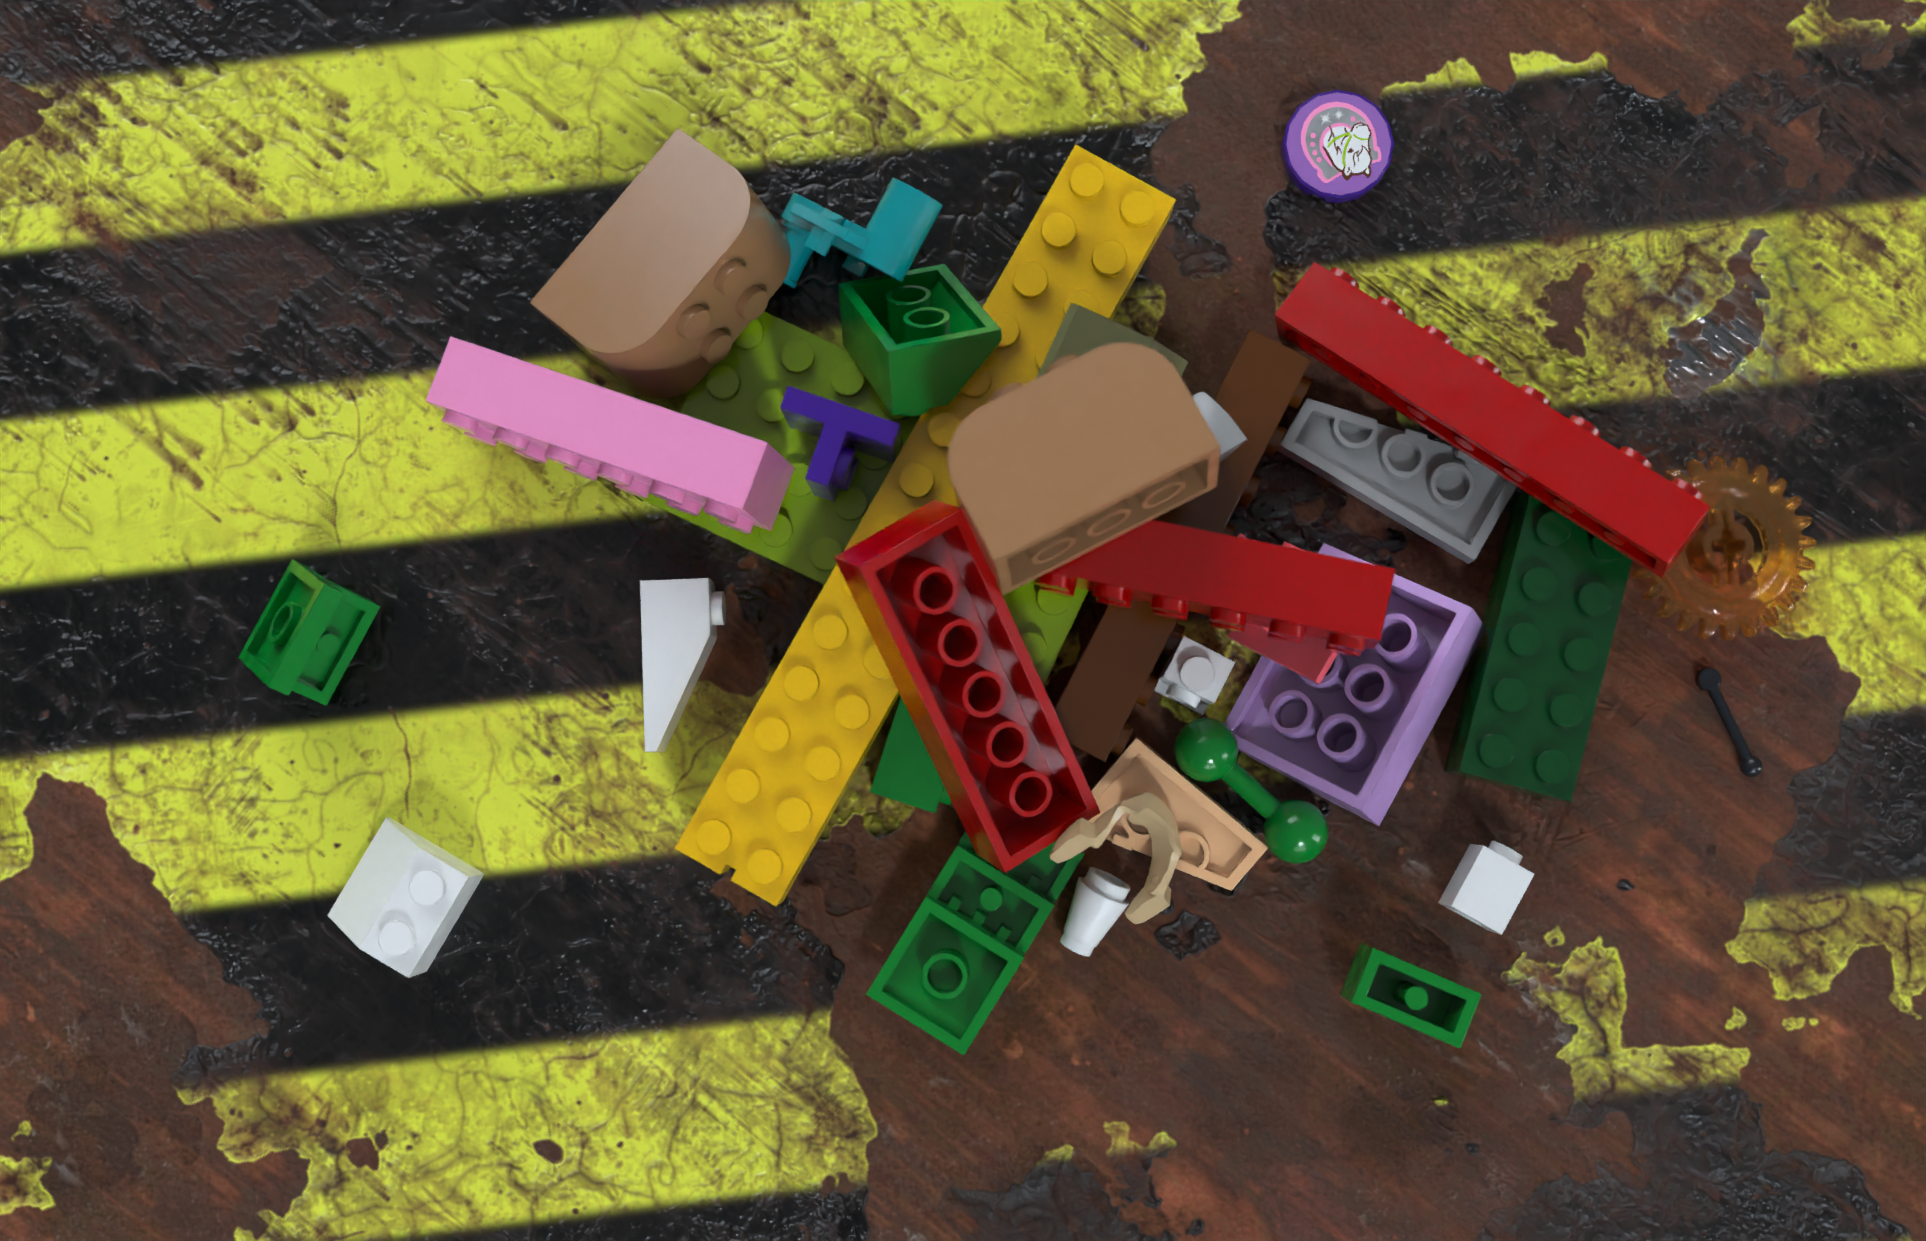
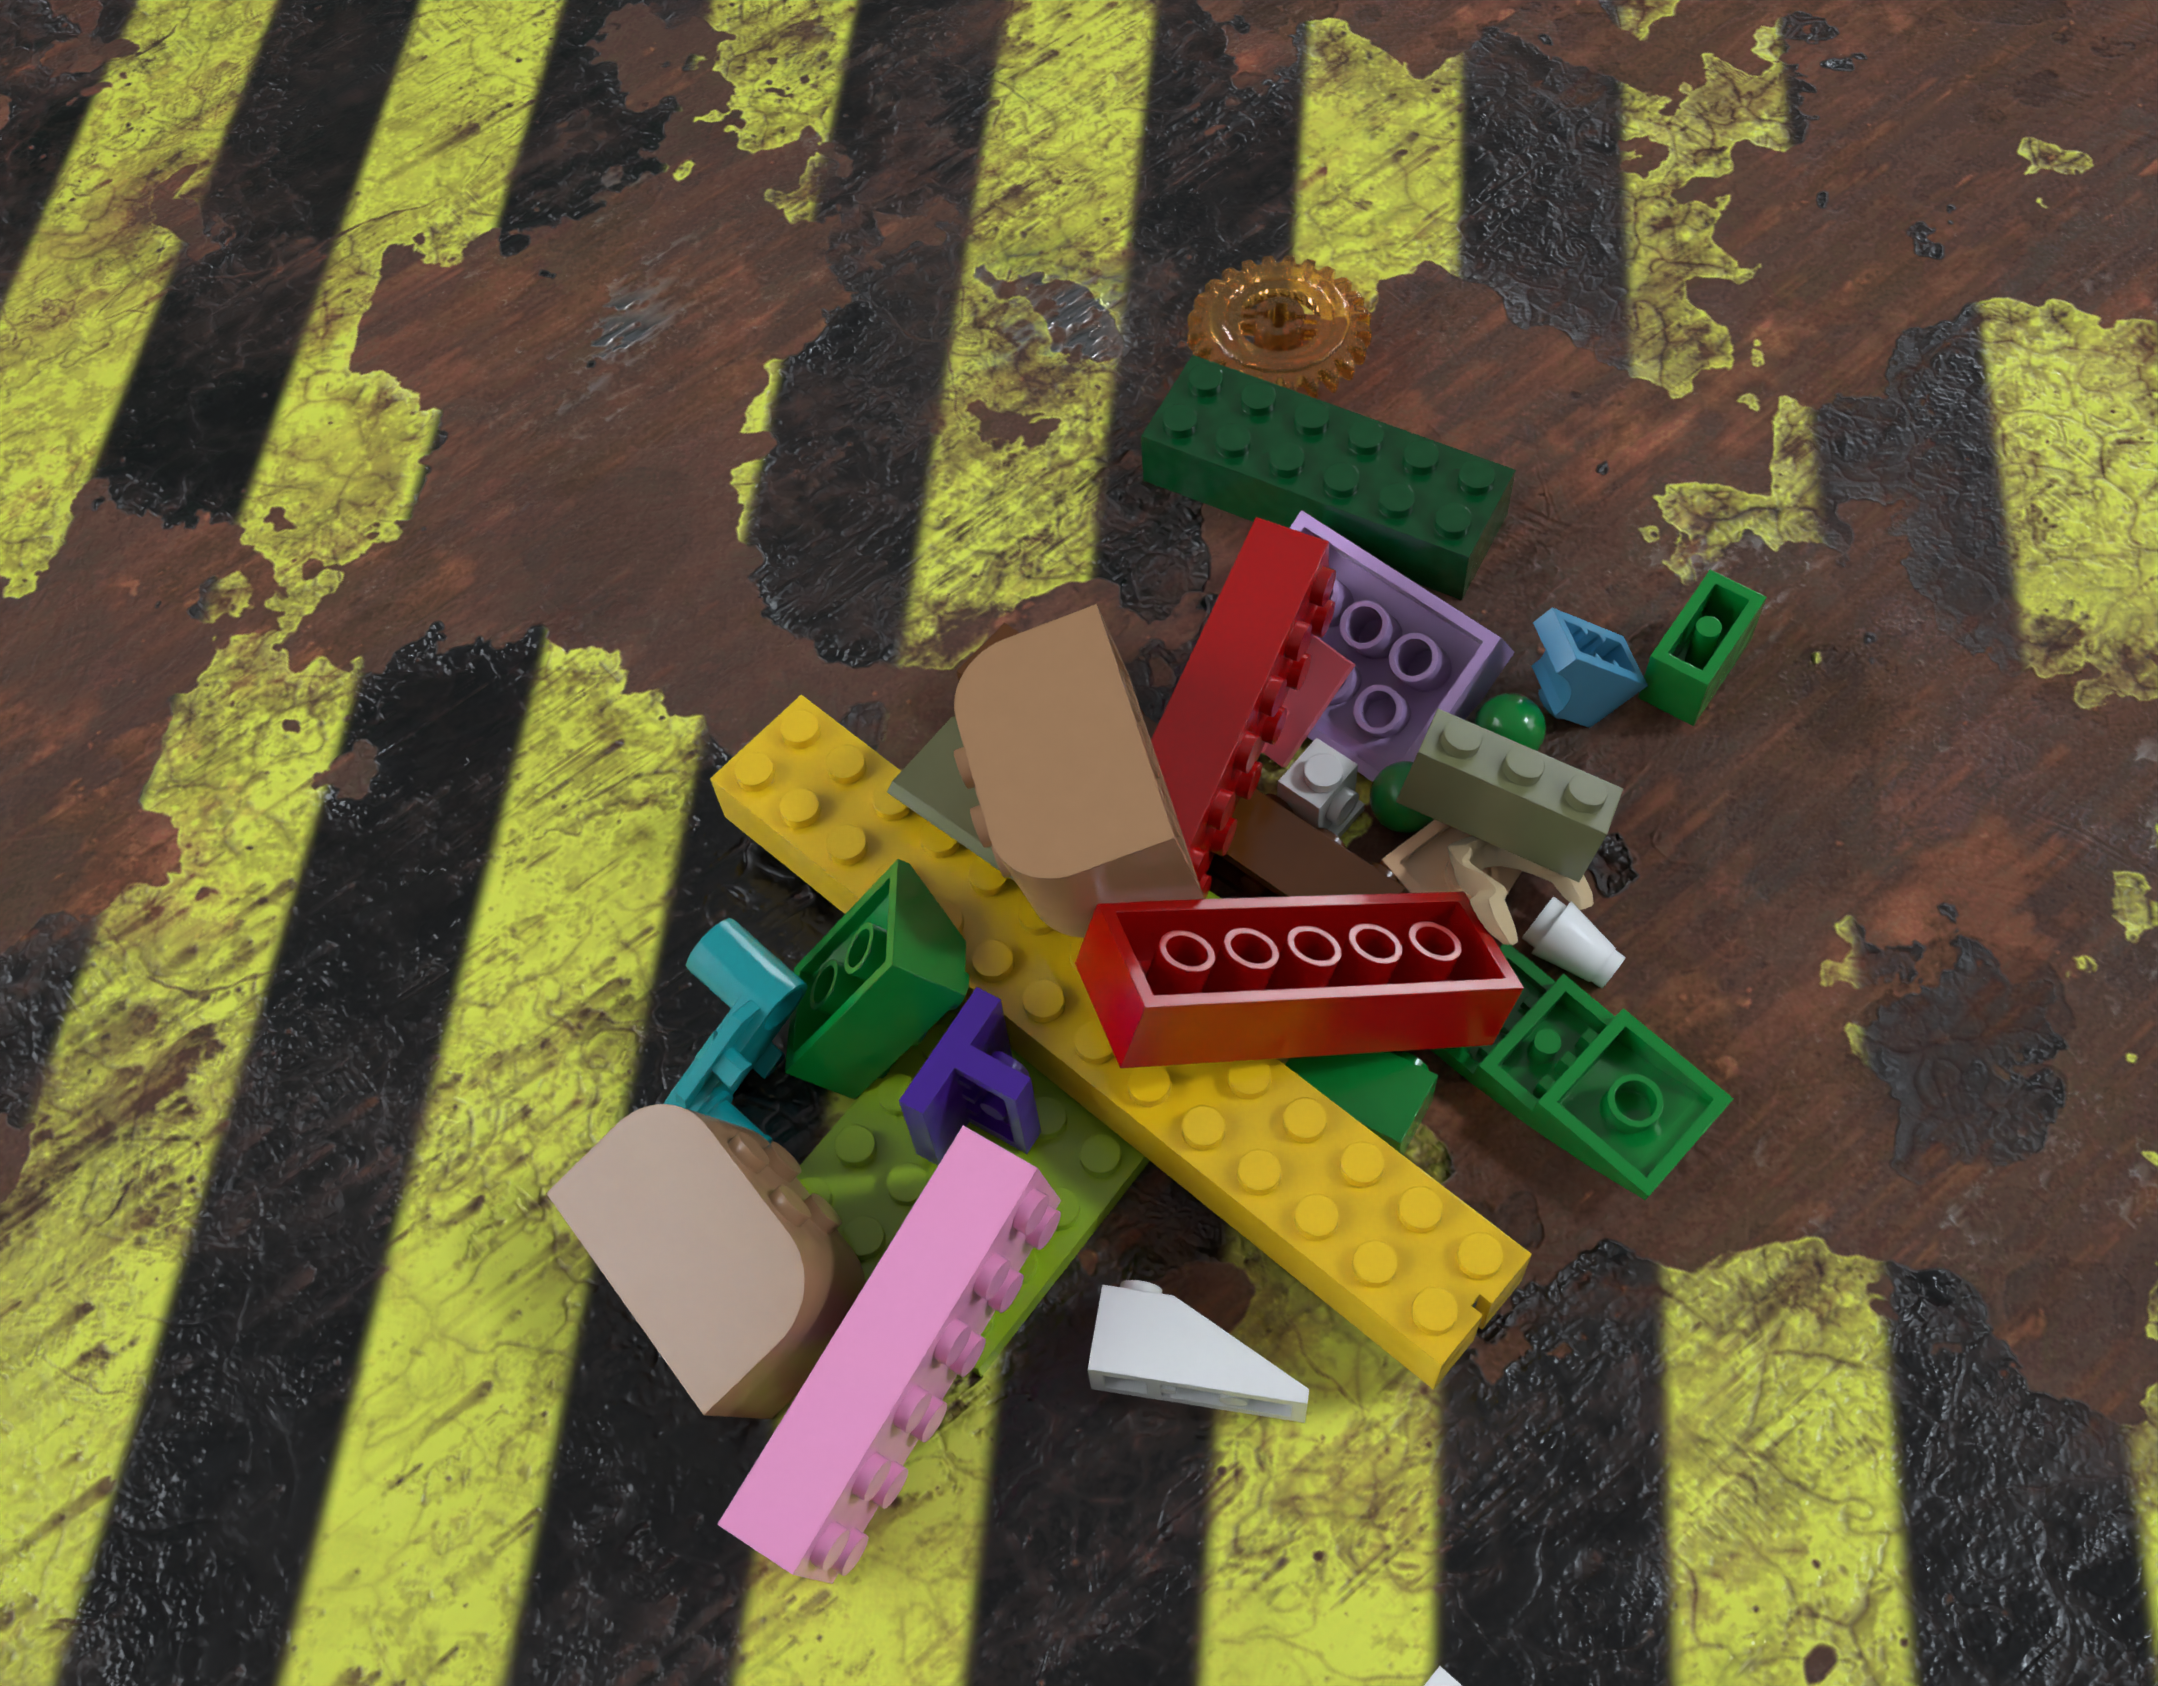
camera: 75 degrees left, 25 degrees down
(1212, 840) = (1510, 795): none -> olive slope
(1337, 146) = (785, 583): tile -> none
(1361, 893) = (1583, 669): none -> dark azure arch
(1401, 475) = (1159, 560): light grey wing -> none
(1487, 886) = (1592, 570): white brick -> none
(1491, 419) = (1107, 468): red brick -> none
(1709, 680) = (1406, 369): black hinge -> none

